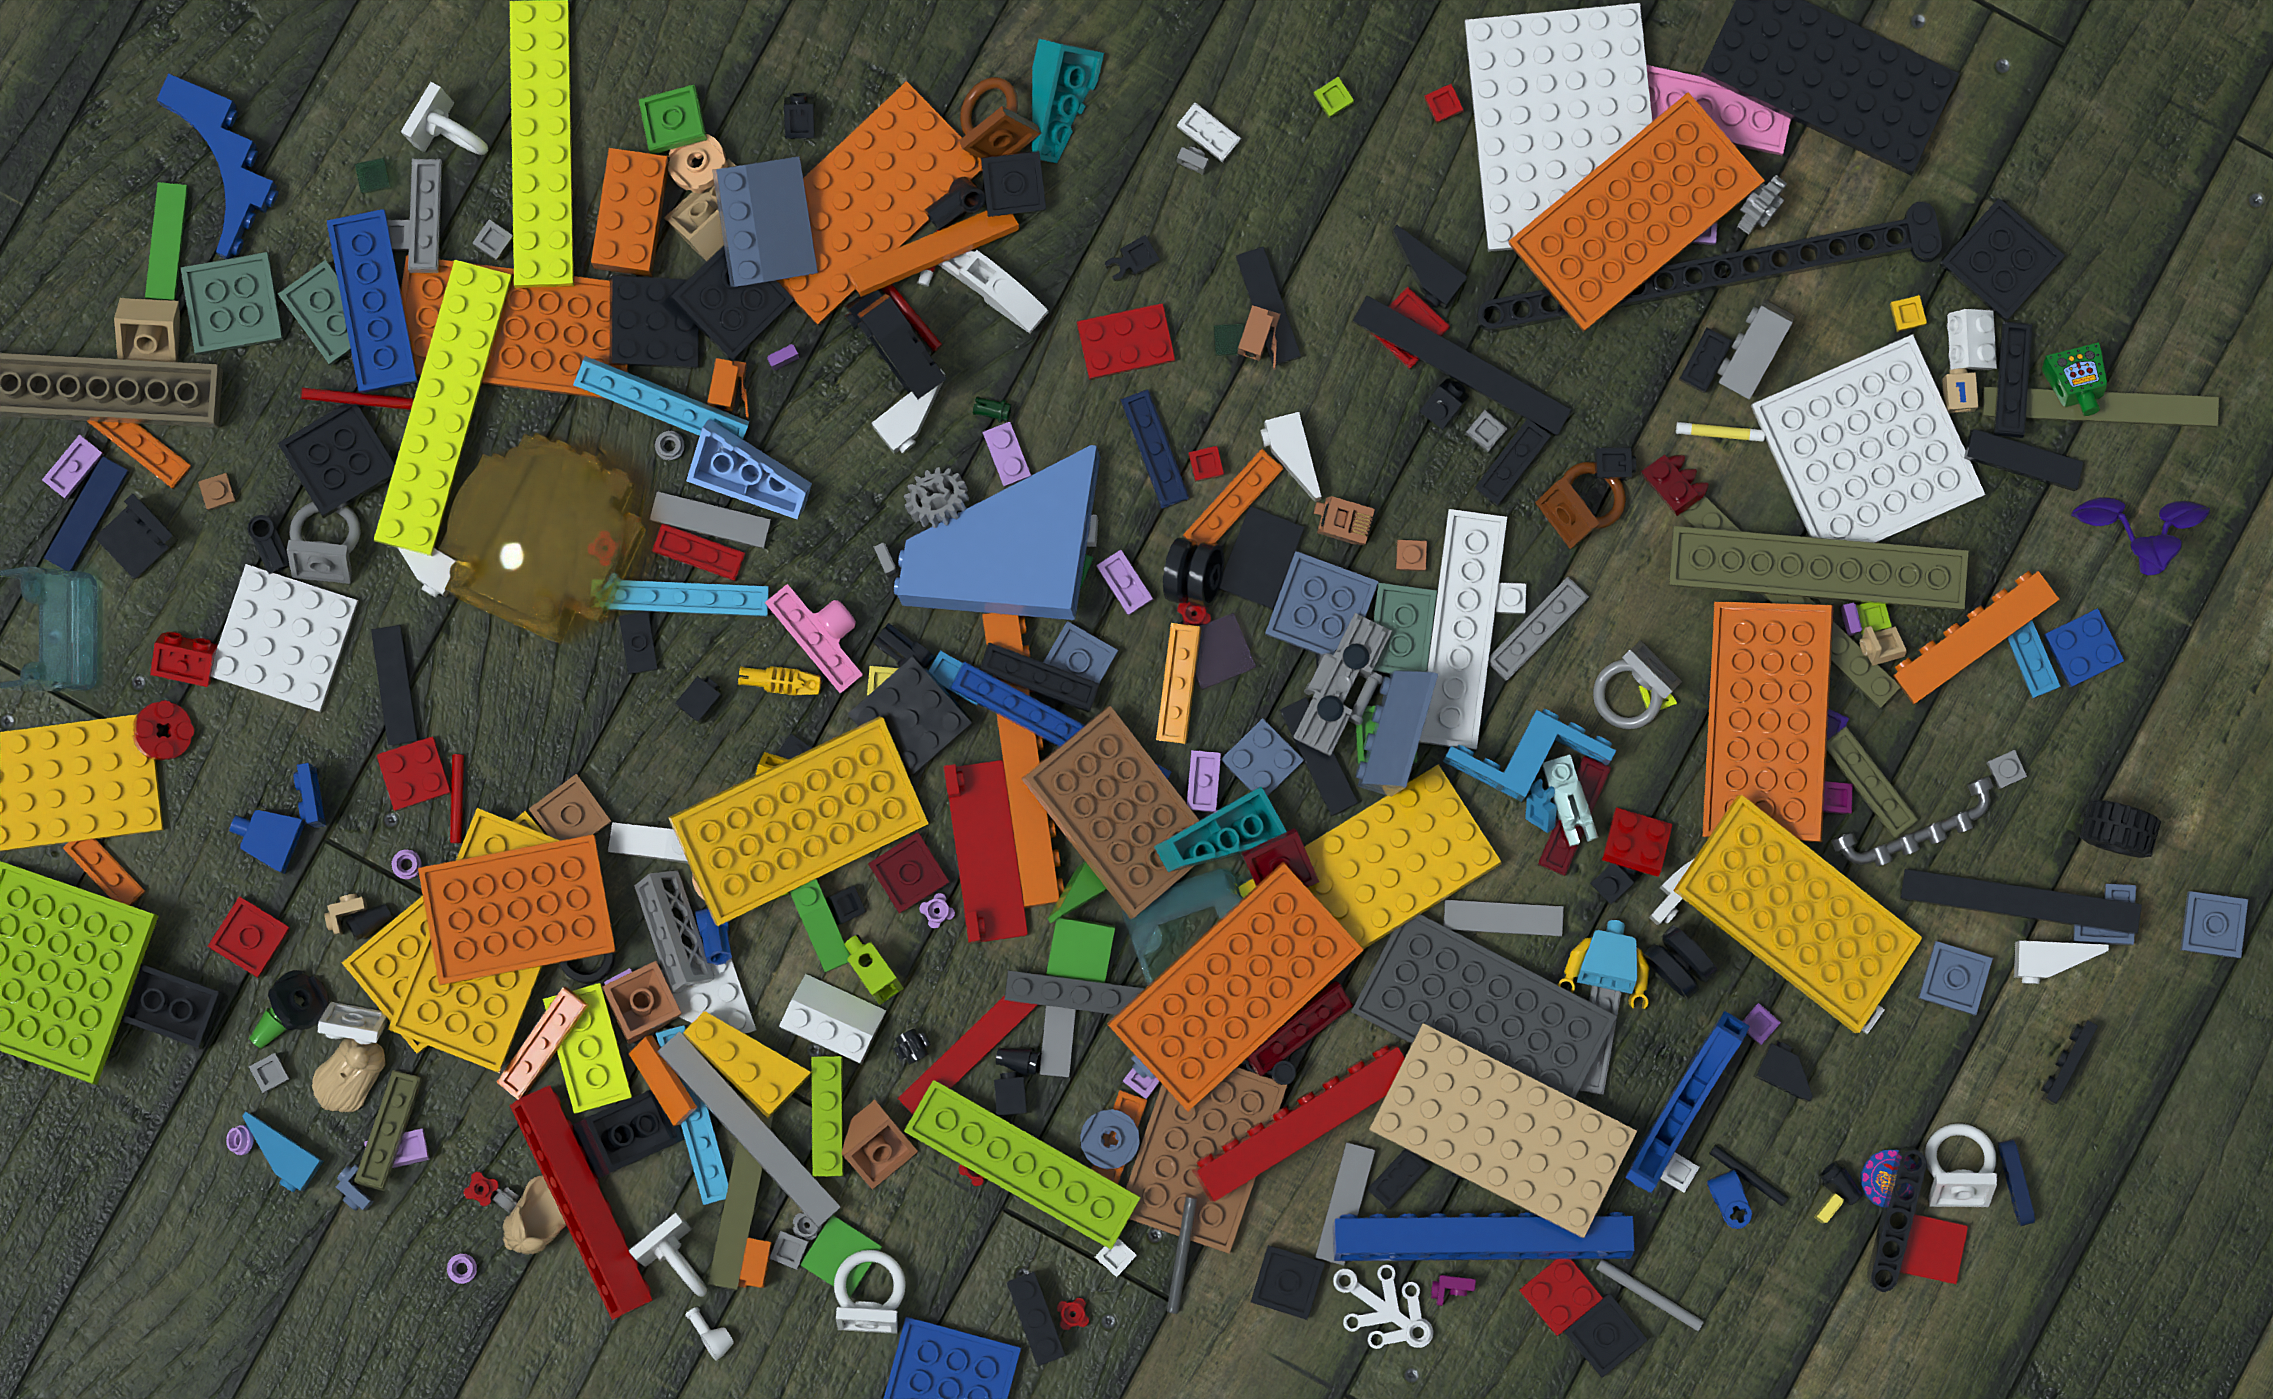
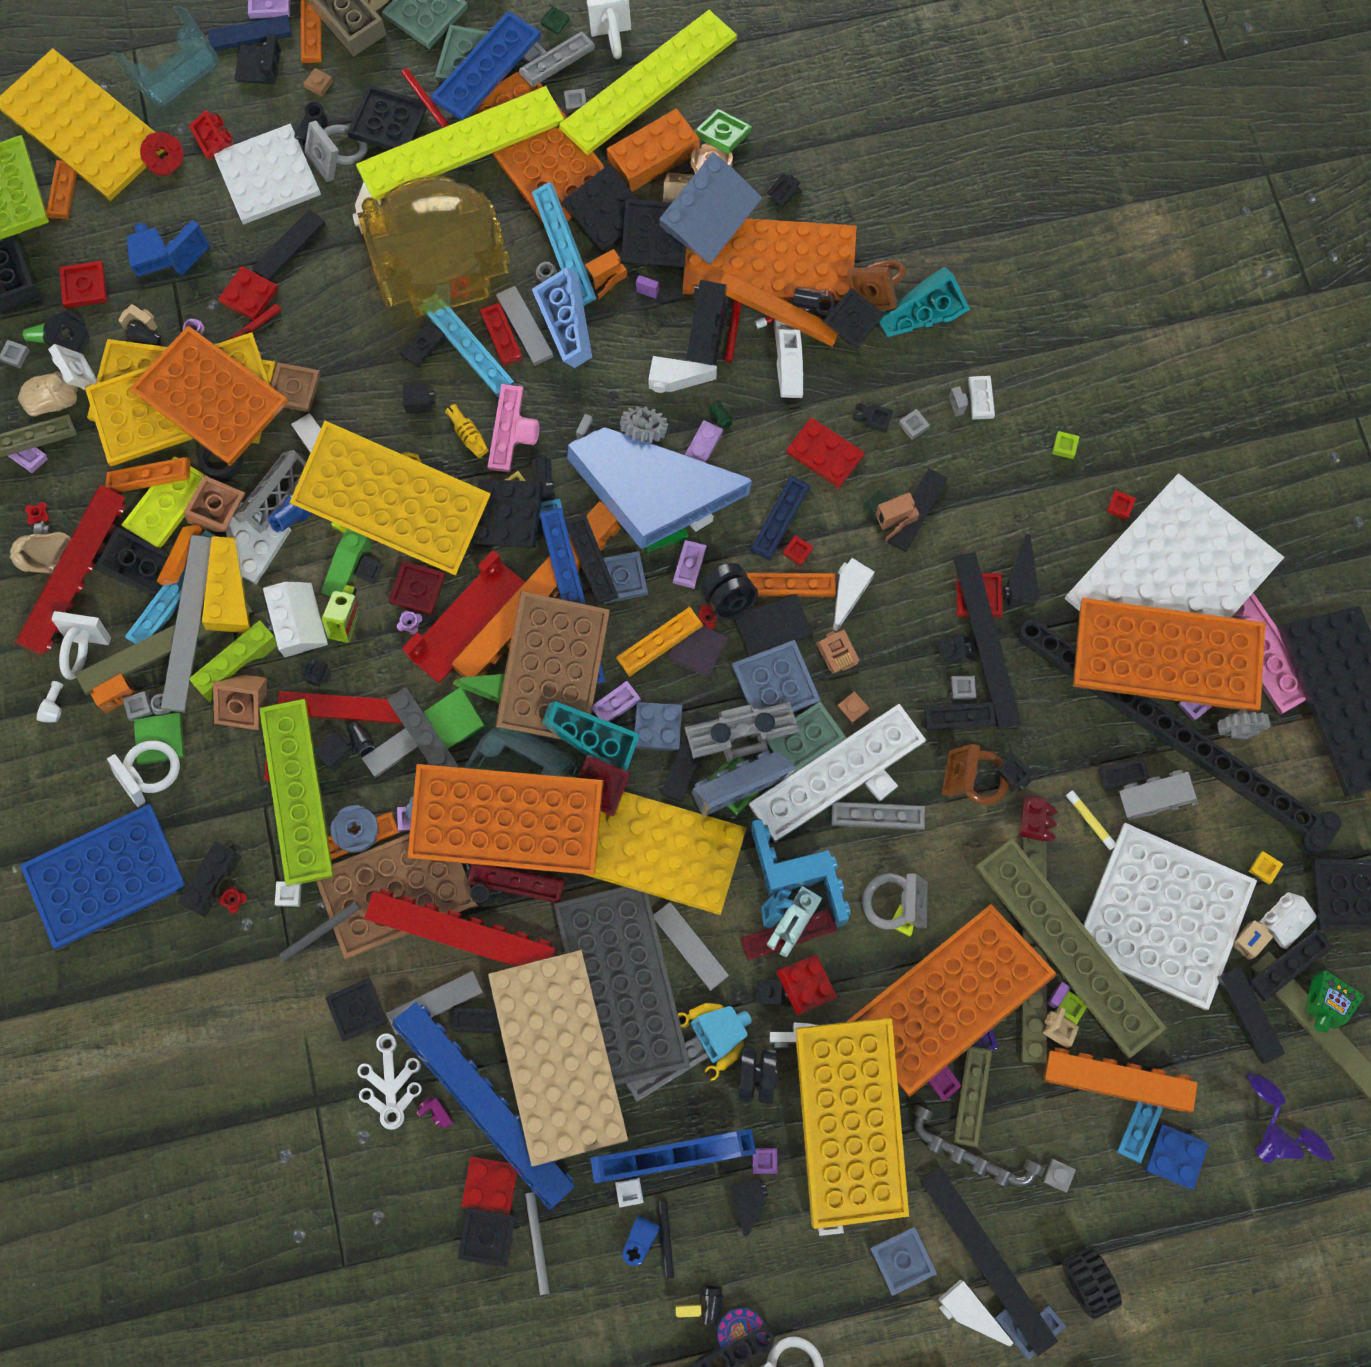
camera: 50 degrees right, 10 degrees down
(1177, 226) = (914, 424): none -> light grey plate

